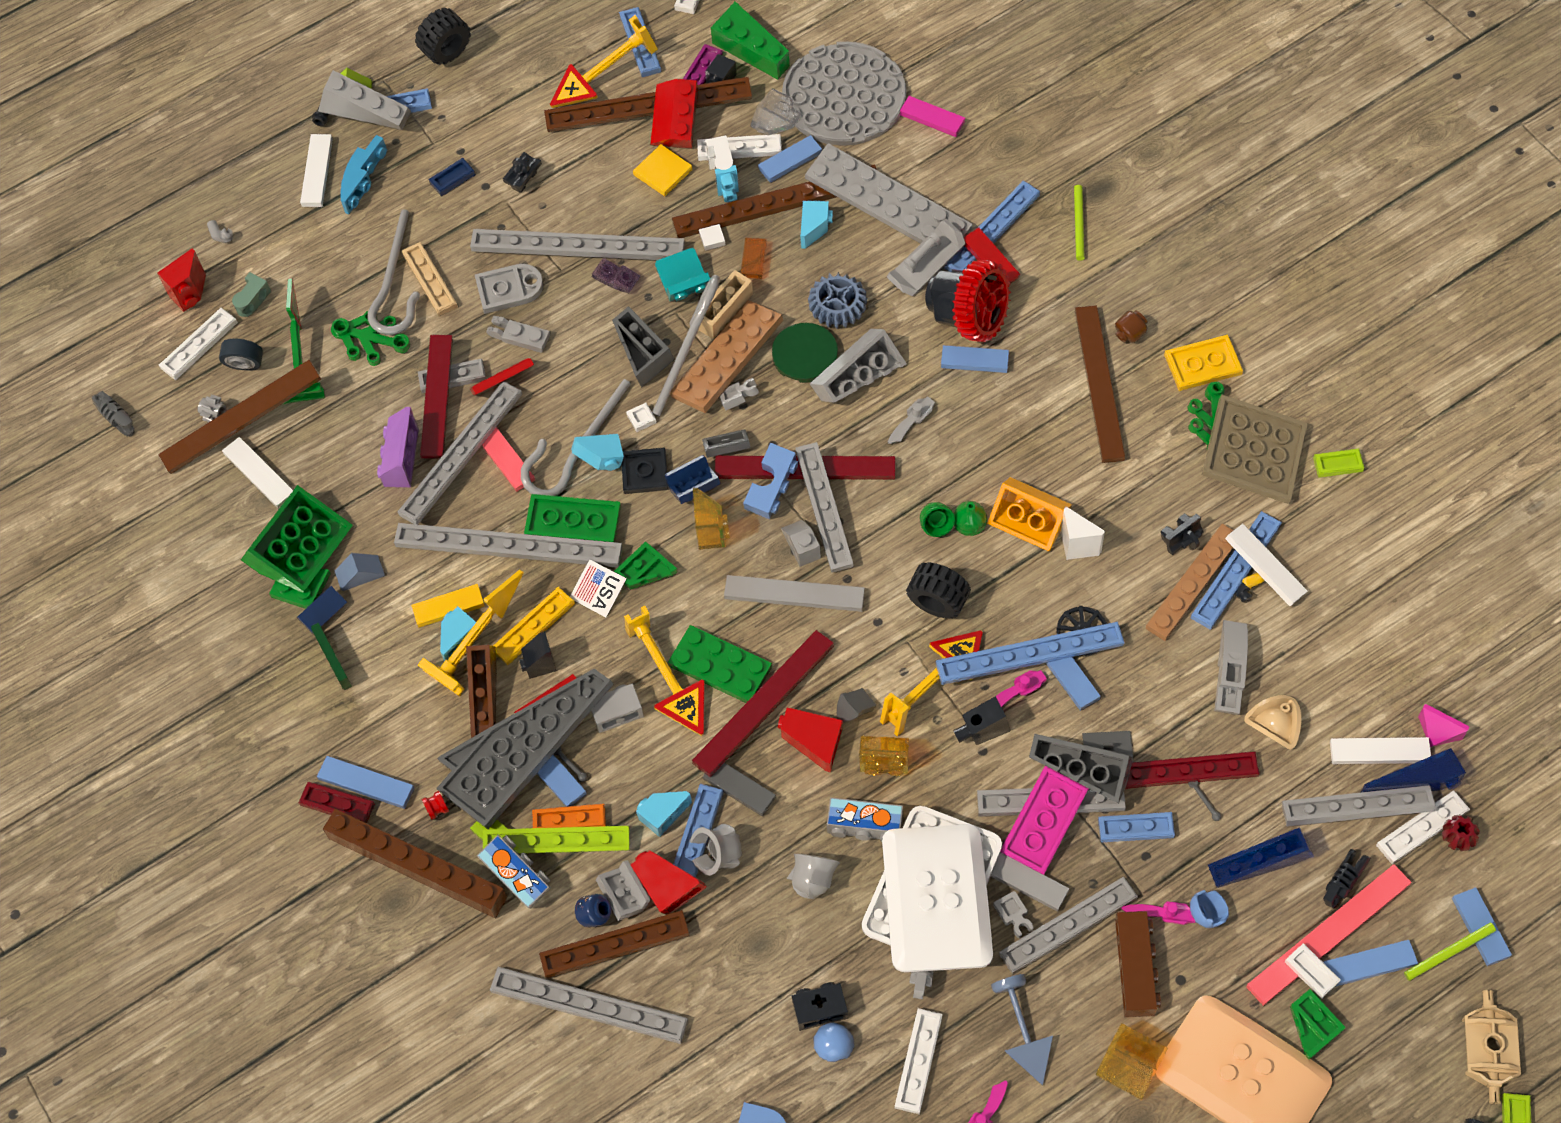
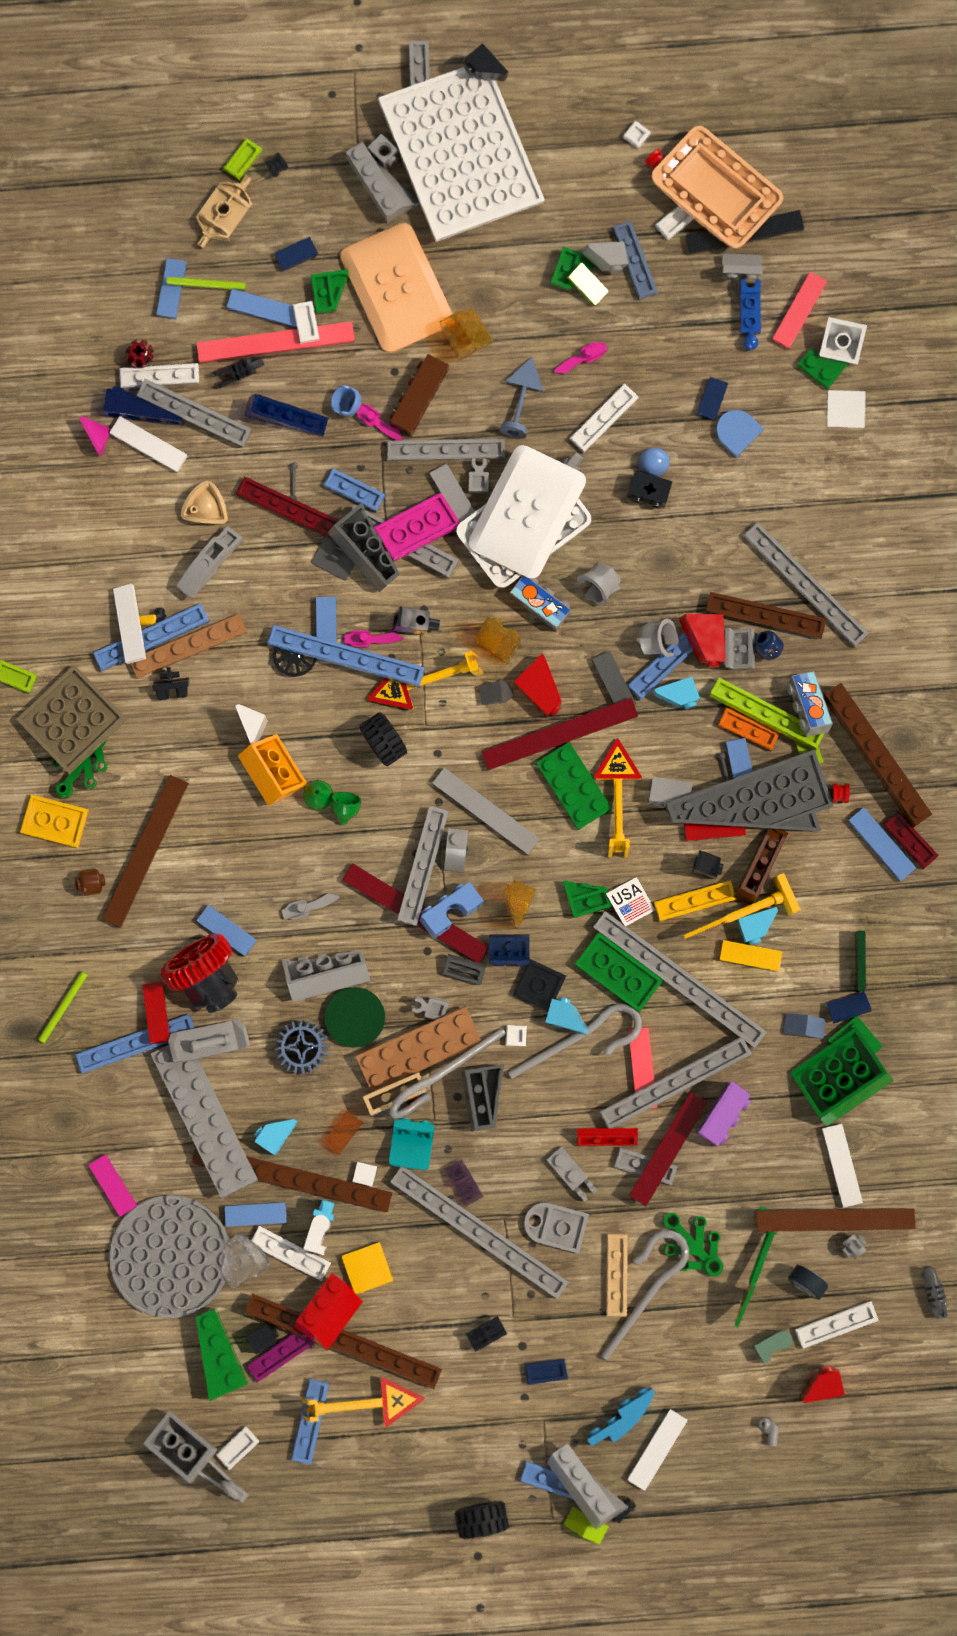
camera: 155 degrees left, 20 degrees up
(1378, 1046) = (296, 254): none -> dark blue tile

